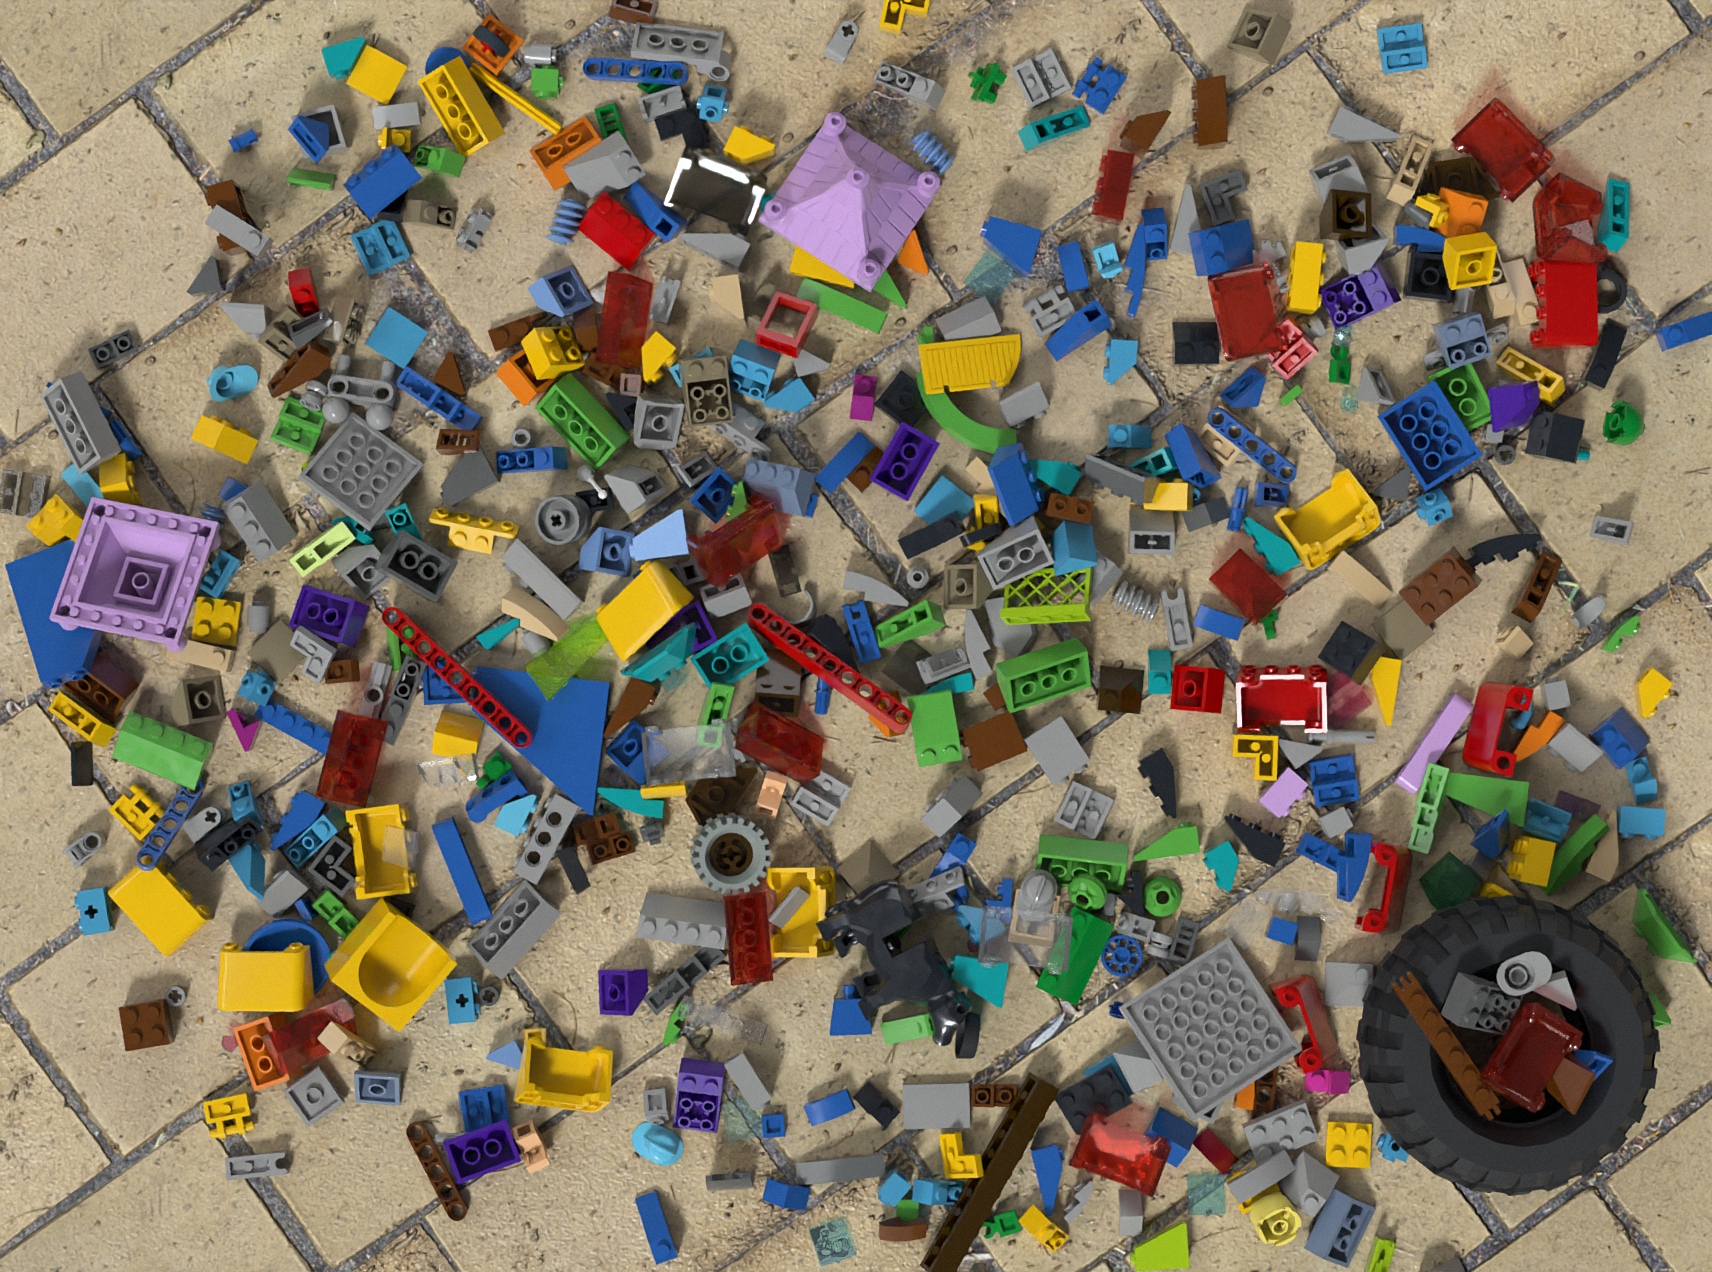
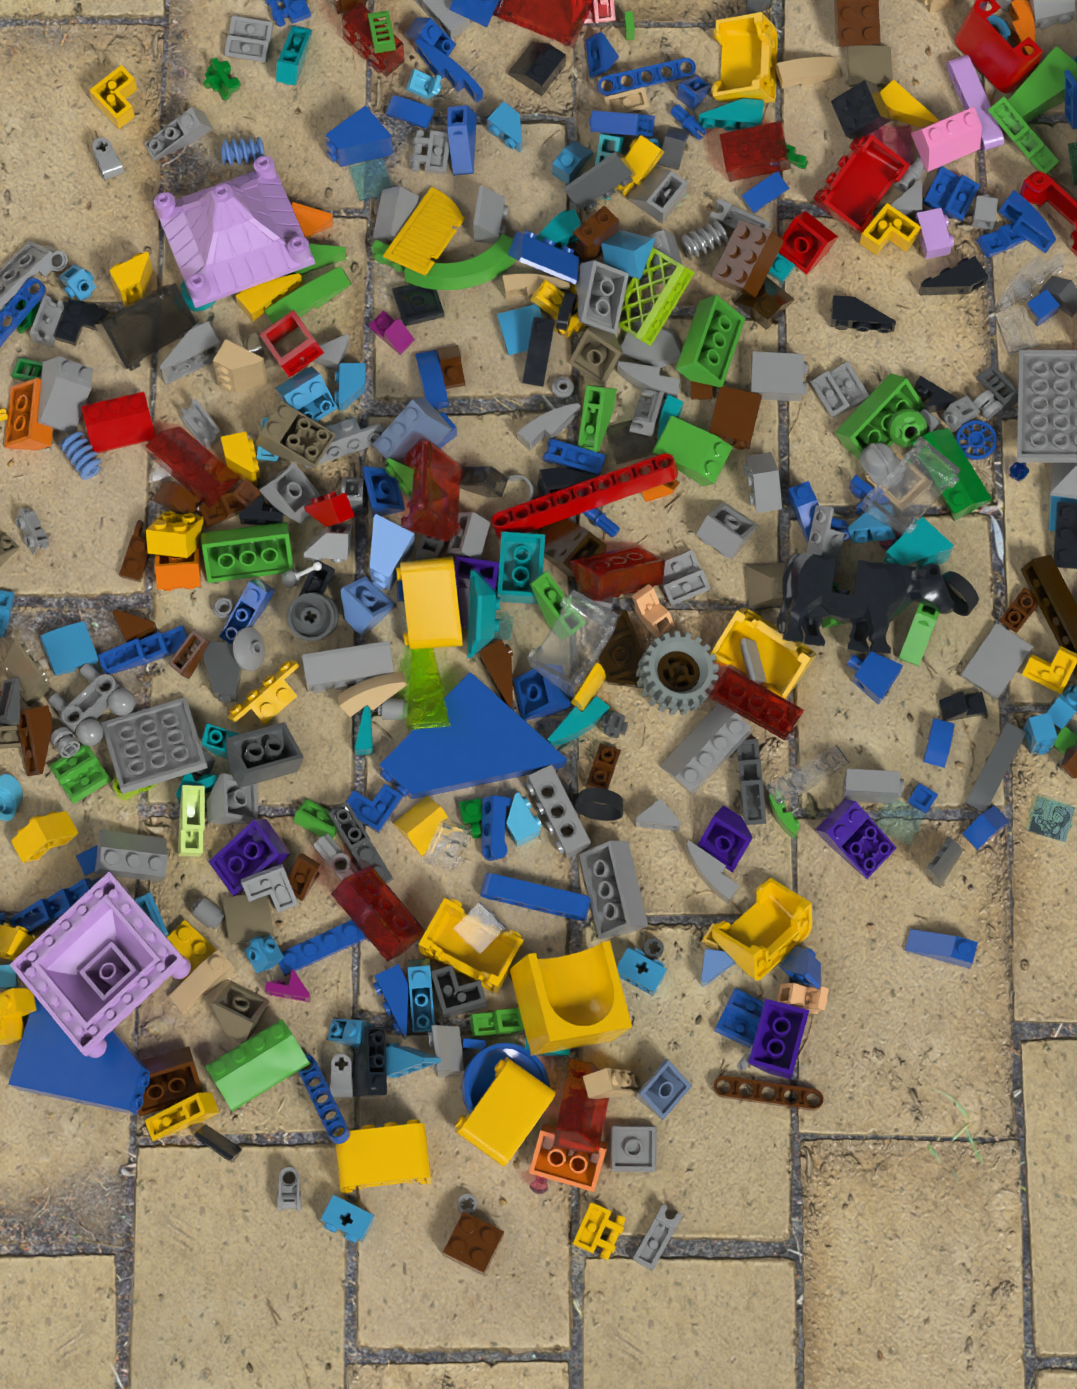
camera: 50 degrees left, 15 degrees down
(132, 816) = (292, 1132): yellow plate -> none
(171, 491) = (51, 909): none -> blue slope
(448, 672) = (366, 779): red beam -> none
(498, 486) = (249, 649): none -> light grey dish
(557, 1130) = (803, 967): none -> blue slope
(560, 292) = (132, 498): medium blue slope -> none
(585, 998) = (712, 872): none -> light grey slope
(596, 829) = (579, 768): reddish brown slope -> none
(600, 922) = (658, 817): none -> light grey slope
(652, 211) = (125, 383): blue slope -> none
(655, 1106) = (840, 878): light grey bracket -> none
(657, 1144) = (872, 901): medium azure piece -> none
(662, 466) = (330, 510): none -> red slope
(888, 804) = (726, 530): none -> light grey slope
(904, 461) = (466, 330): dark purple slope -> none
(1105, 206) = (385, 45): none -> bright green slope
(1140, 653) = (747, 258): none -> reddish brown brick
(1150, 891) = (957, 387): bright green piece -> none
(1172, 843) = (915, 337): bright green slope -> none
(1223, 862) = (959, 315): teal slope -> none
(1379, 744) = (948, 139): none -> bright pink slope

